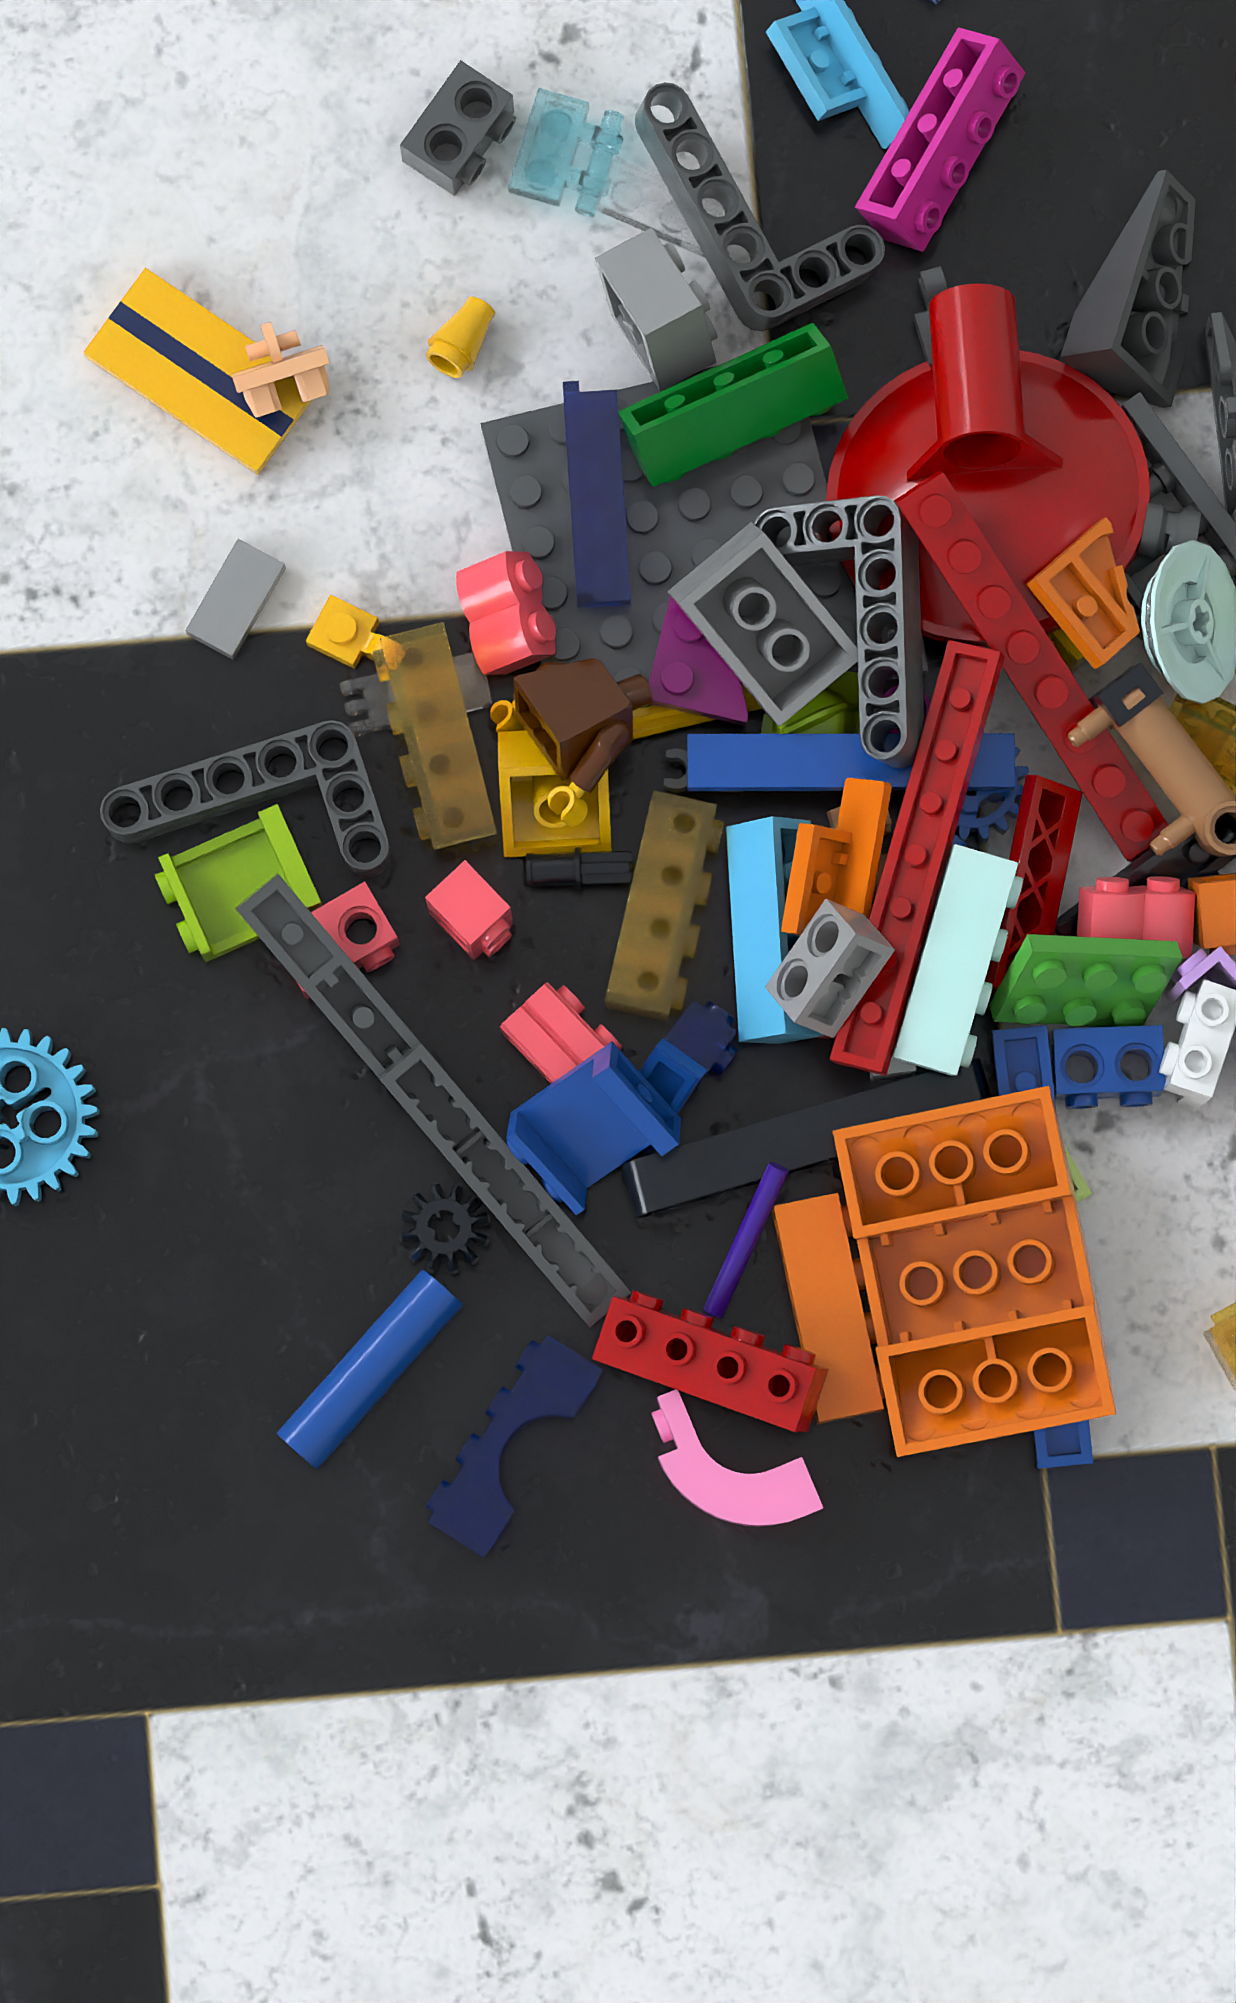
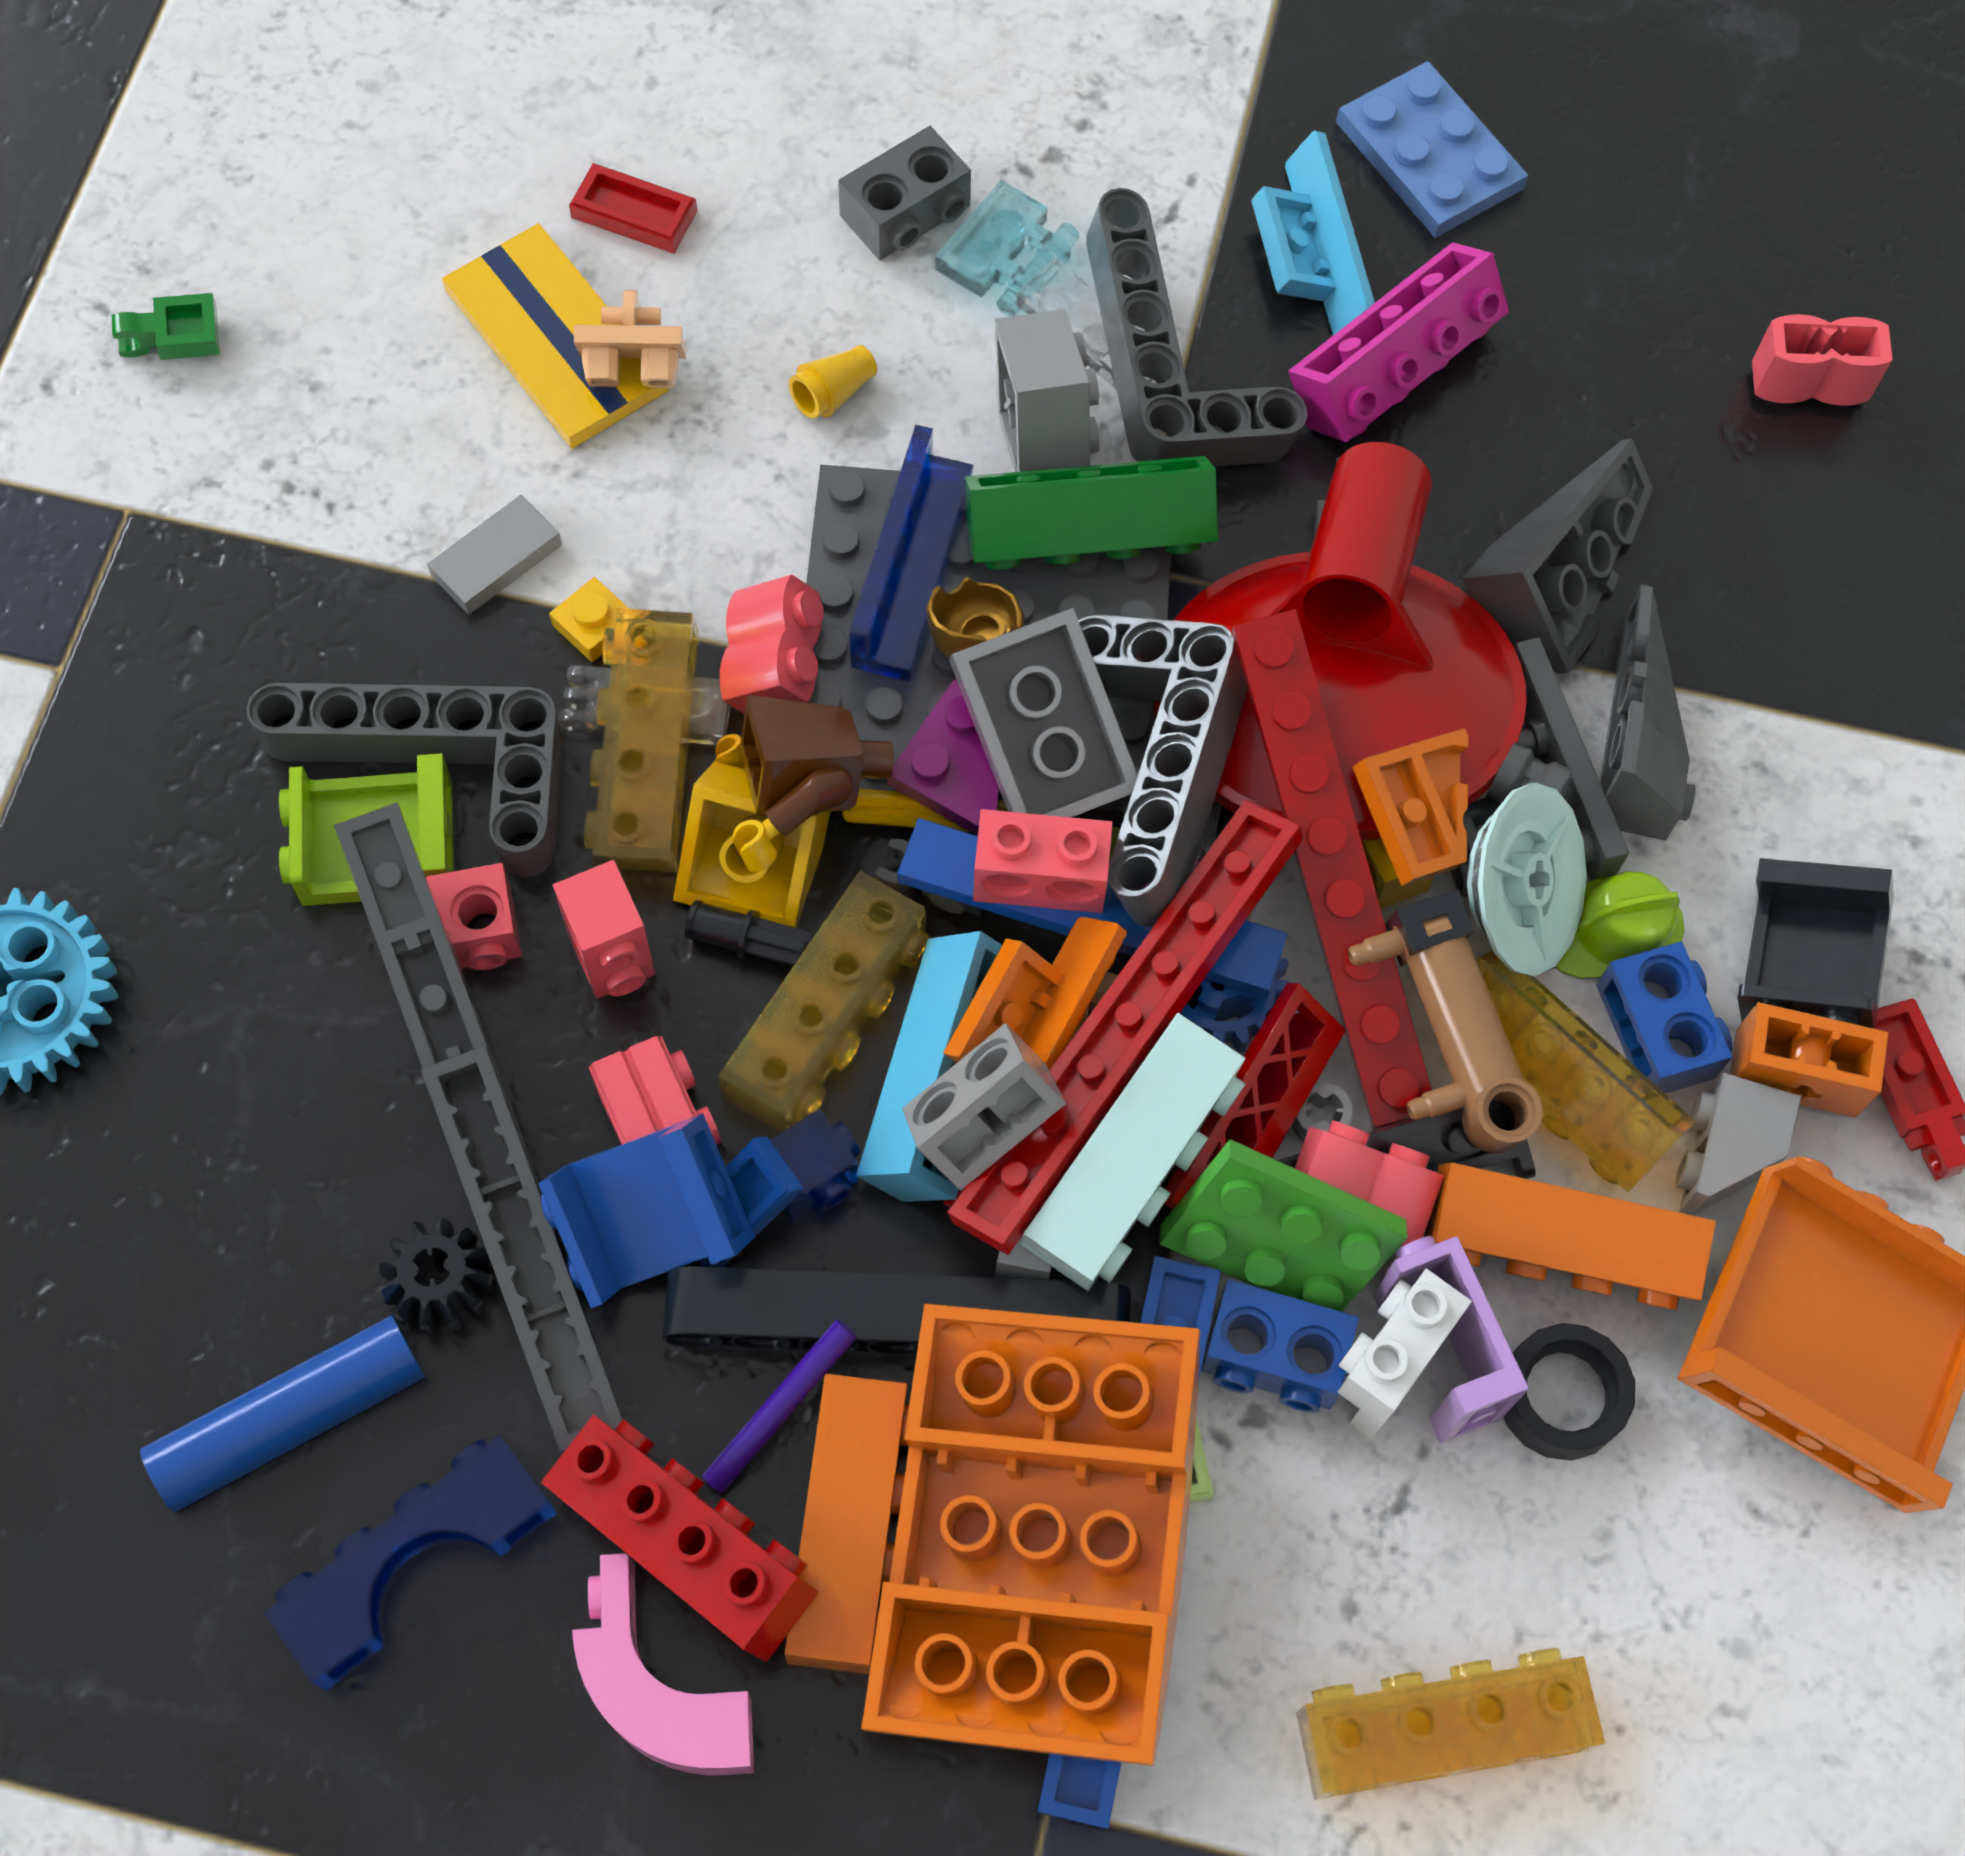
camera: 15 degrees right, 15 degrees down
(219, 219) = (633, 208): none -> red tile
(670, 539) = (971, 615): none -> pearl gold hair
(804, 746) = (1042, 861): none -> coral brick
(1088, 877) = (1322, 1095): none -> light grey bush

